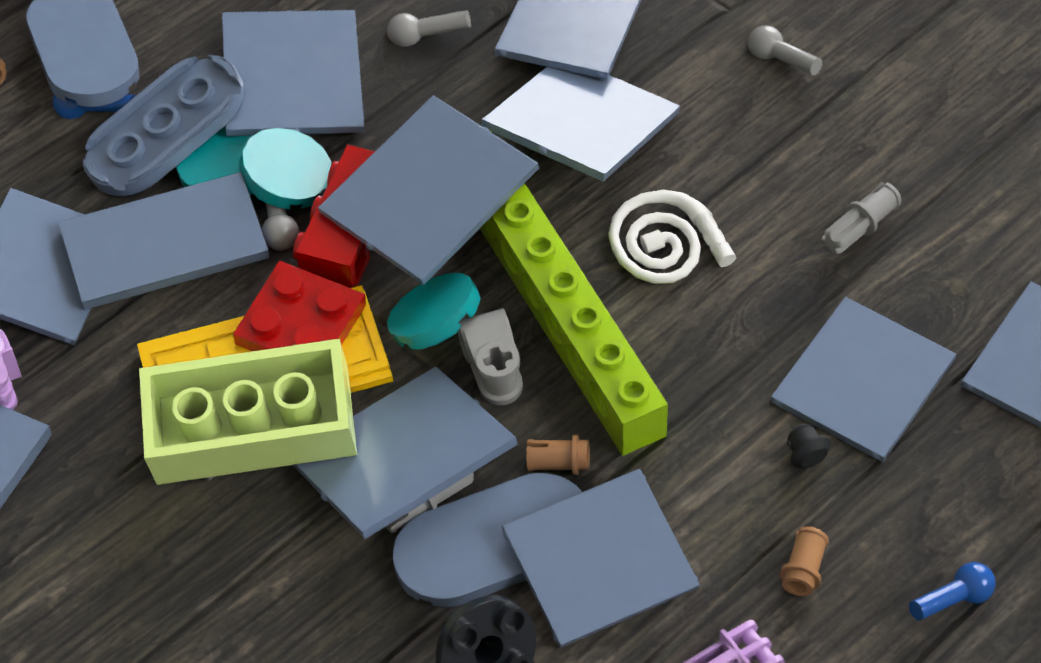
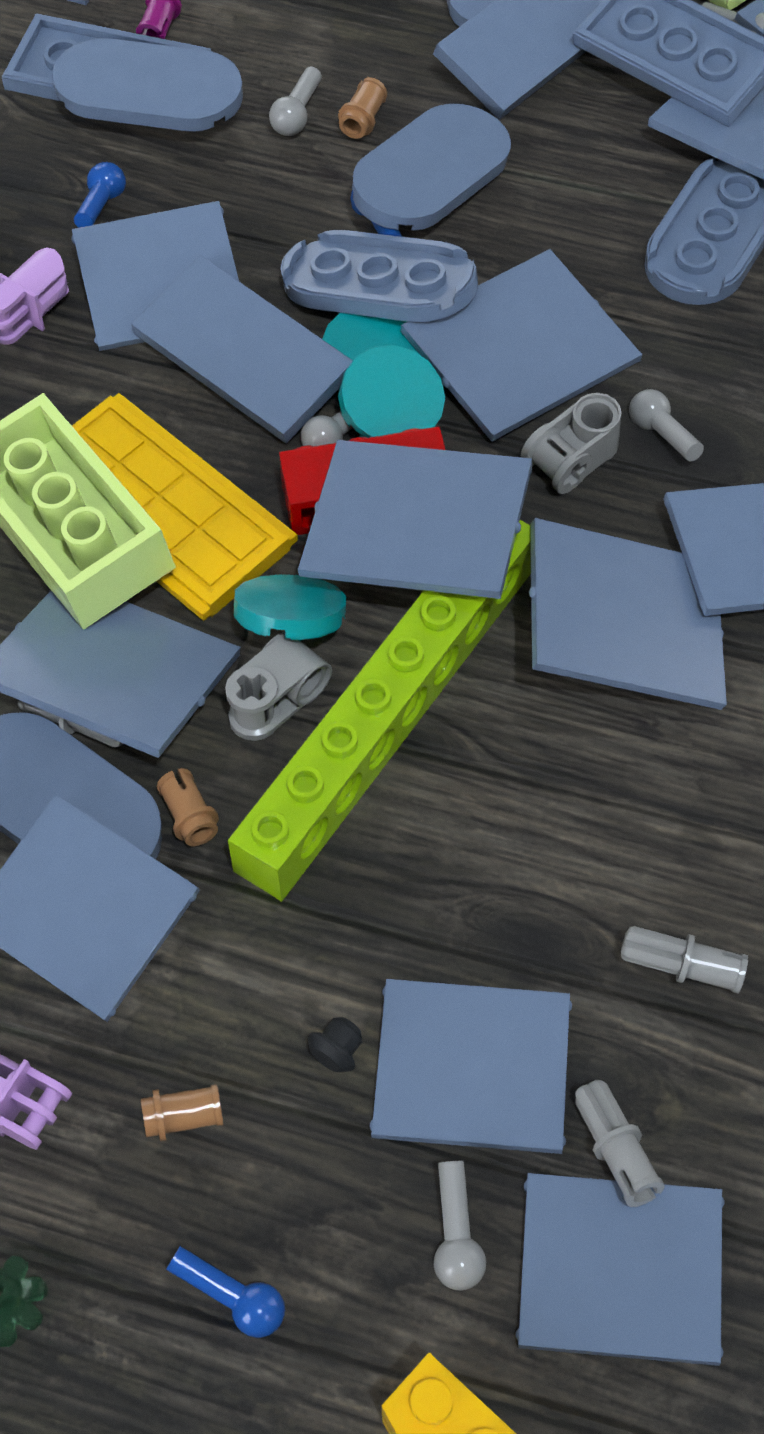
camera: 60 degrees right, 5 degrees up
(298, 310) = (214, 500): red plate -> none
(408, 74) = (571, 445): none -> light grey piece
(656, 240) = (525, 768): white piece -> none
(970, 317) = (618, 1143): none -> light grey axle
(1000, 449) = (459, 1259): none -> light grey bar

